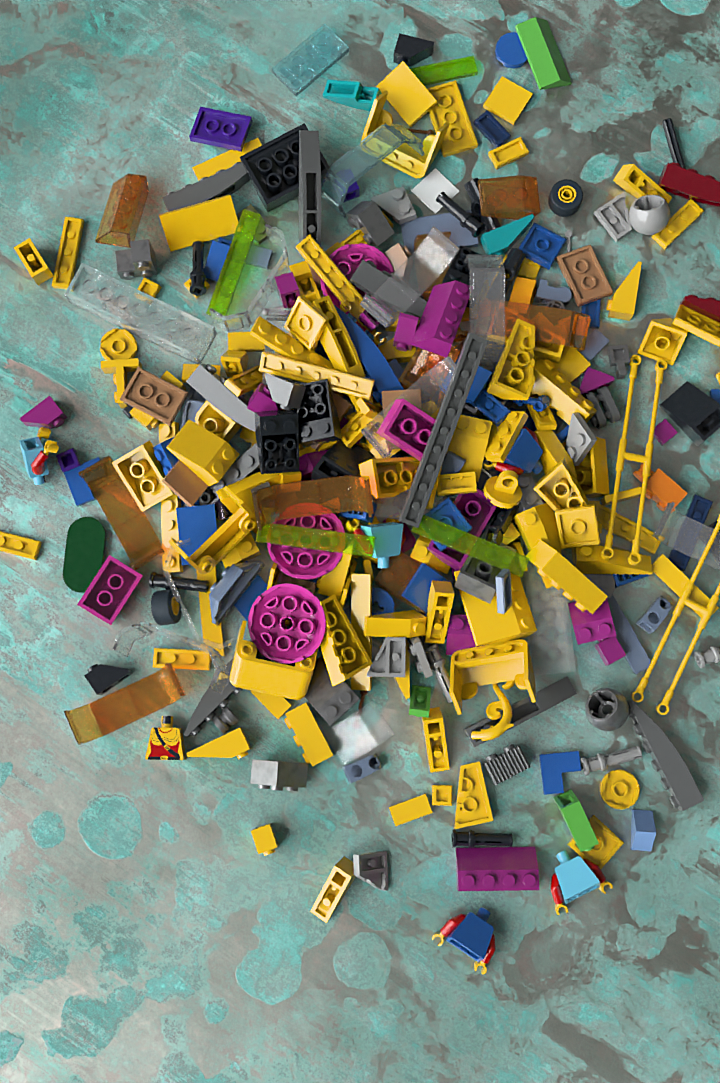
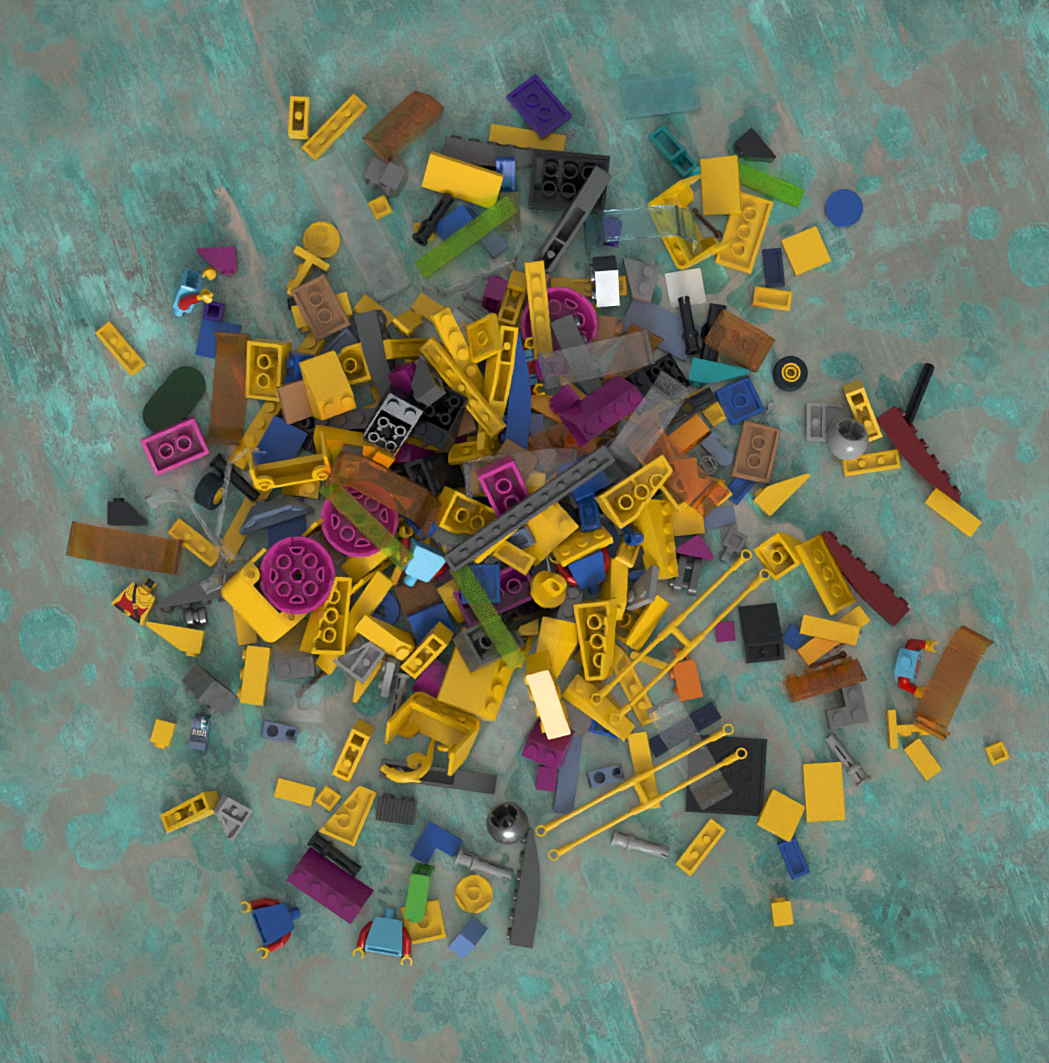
camera: 30 degrees right, 5 degrees up
(228, 186) = (506, 166): none -> blue tile
(295, 815) = (200, 732): none -> sand blue leg
(420, 701) = (362, 711): bright green plate -> none
(503, 591) = (487, 671): sand blue tile -> none
(543, 53) = (866, 231): bright green slope -> none
(577, 526) = (587, 660): yellow tile -> none

